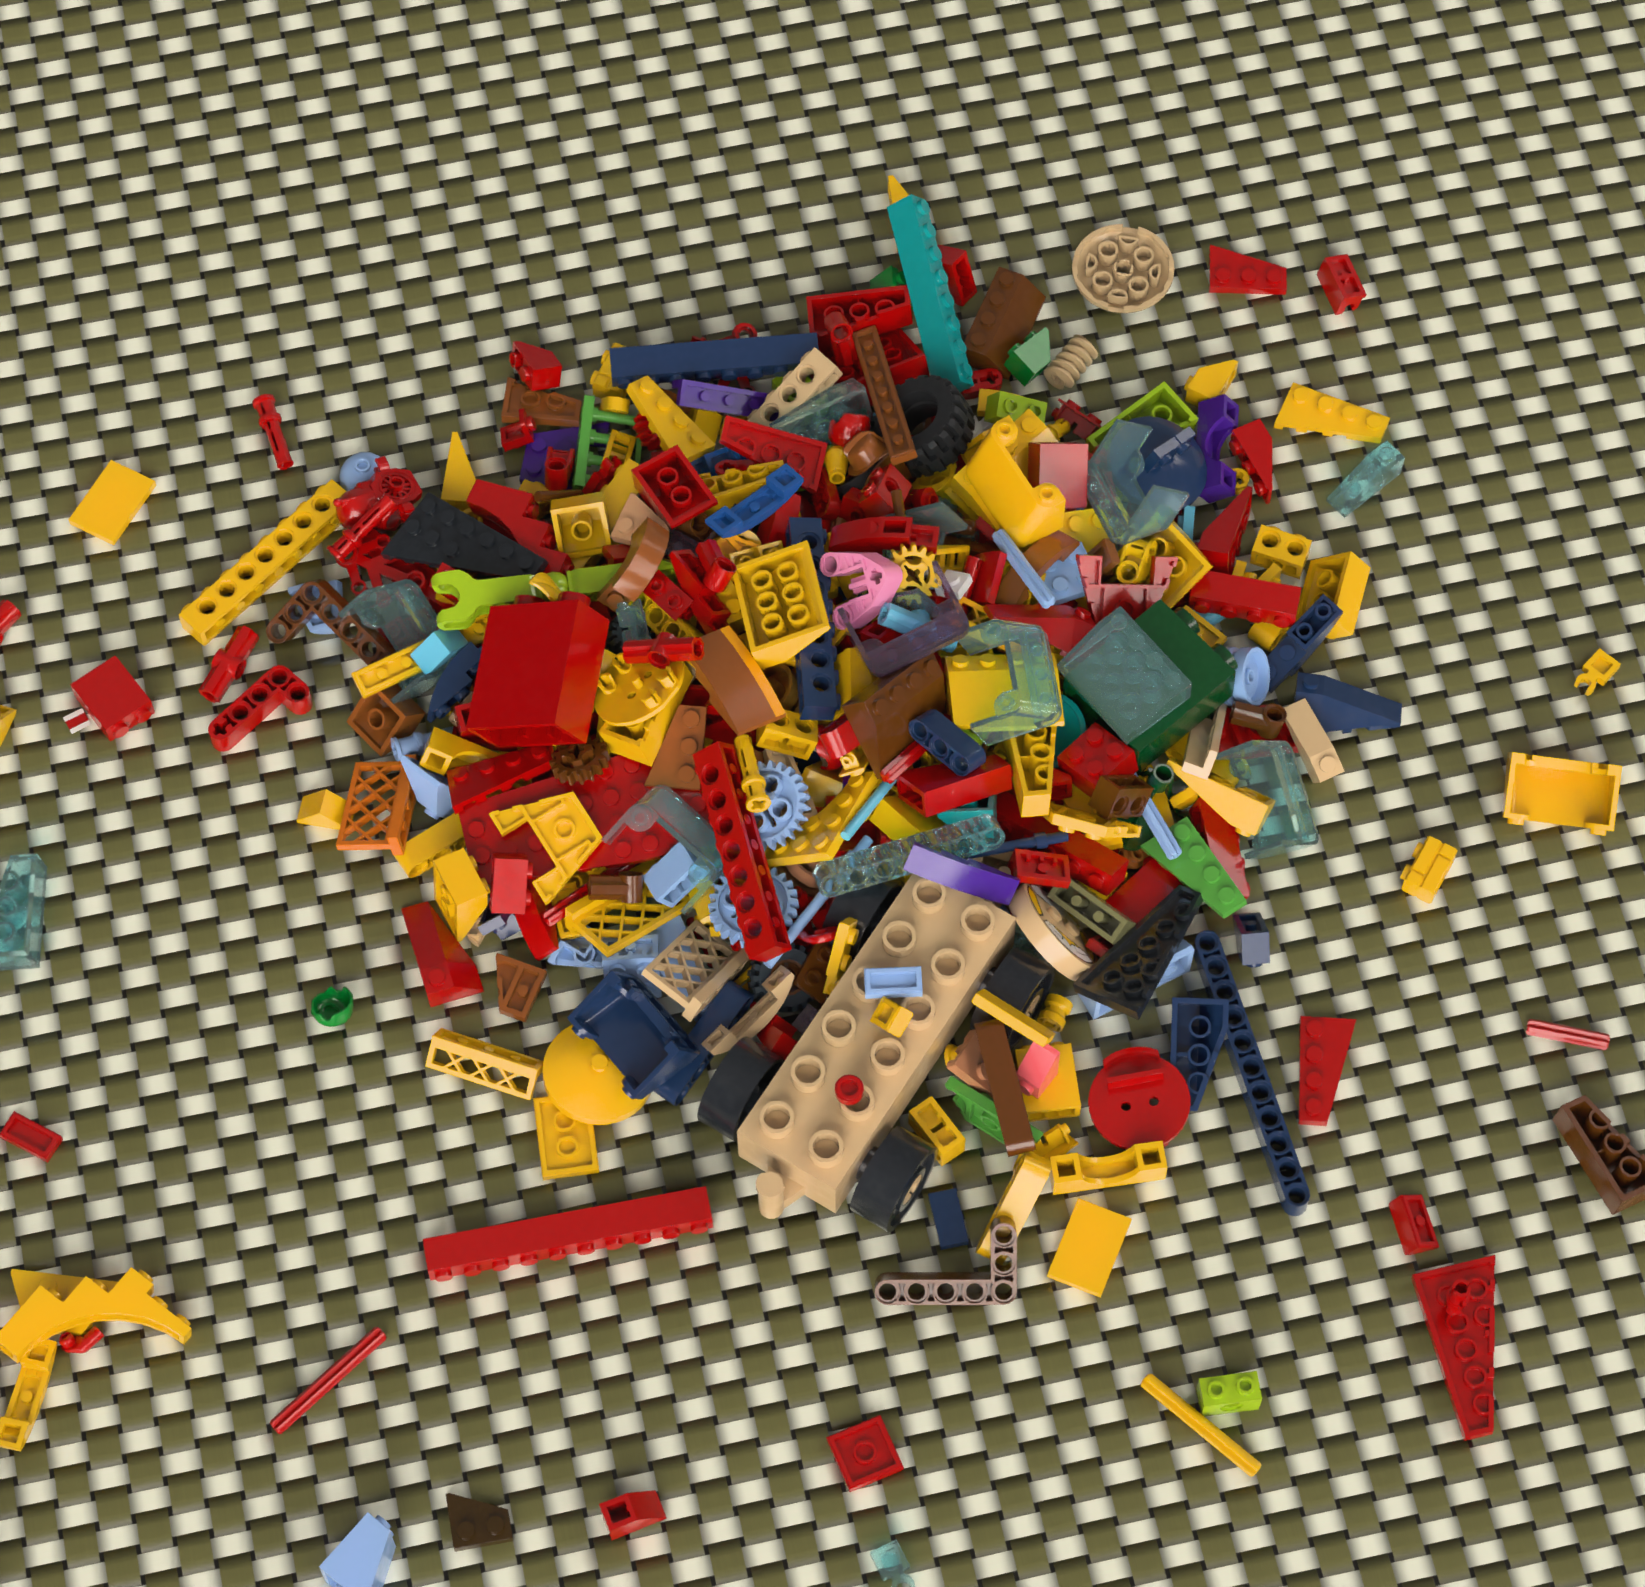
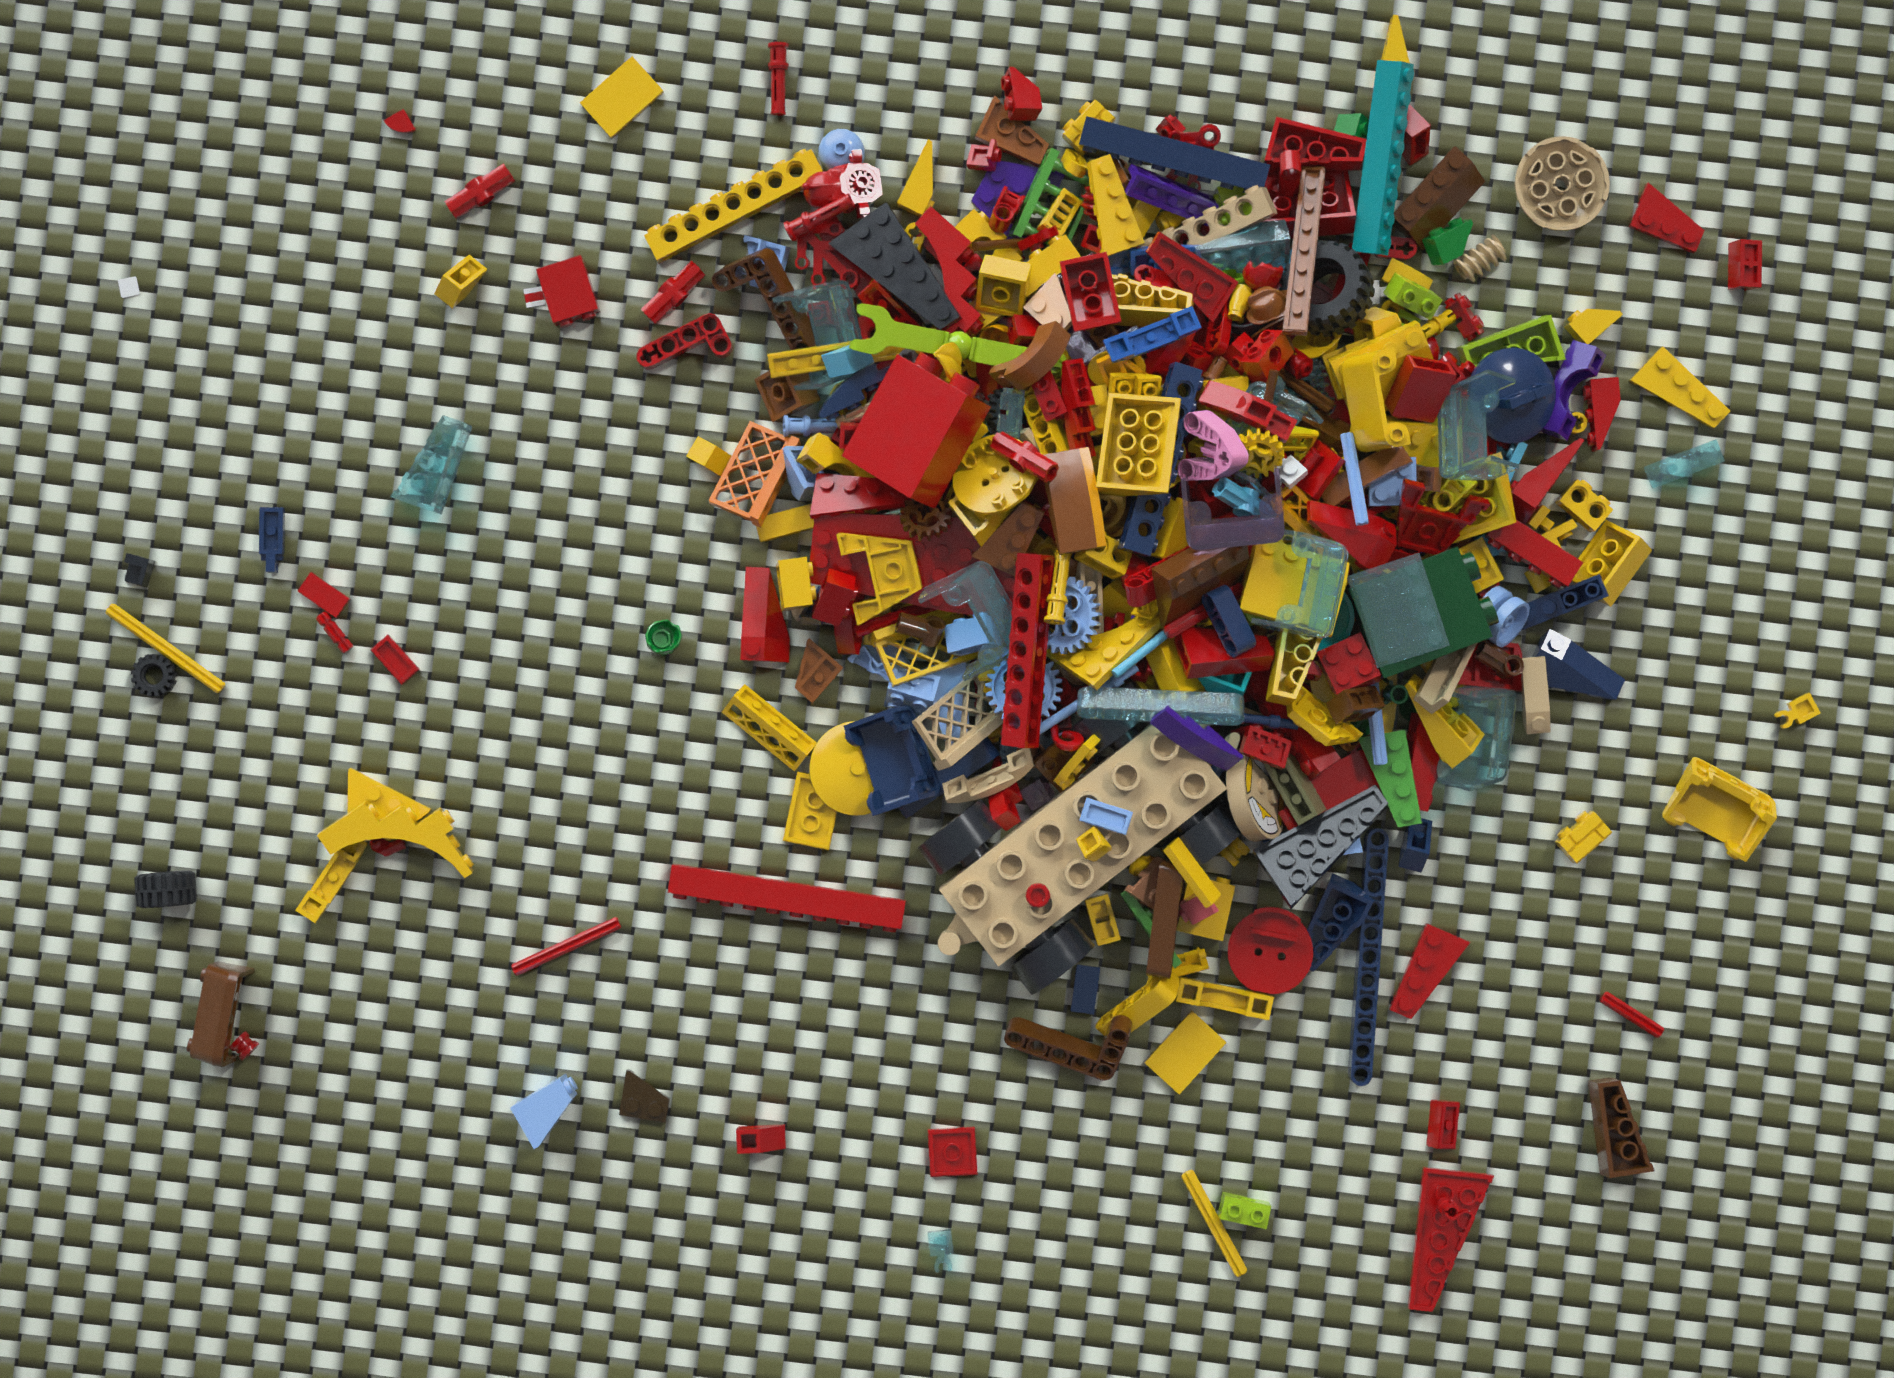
camera: 20 degrees right, 25 degrees up
(717, 567) = (1097, 392): red piece -> none
(985, 529) = (1342, 408): red tile -> none
(1184, 798) = (1406, 708): yellow tile -> none

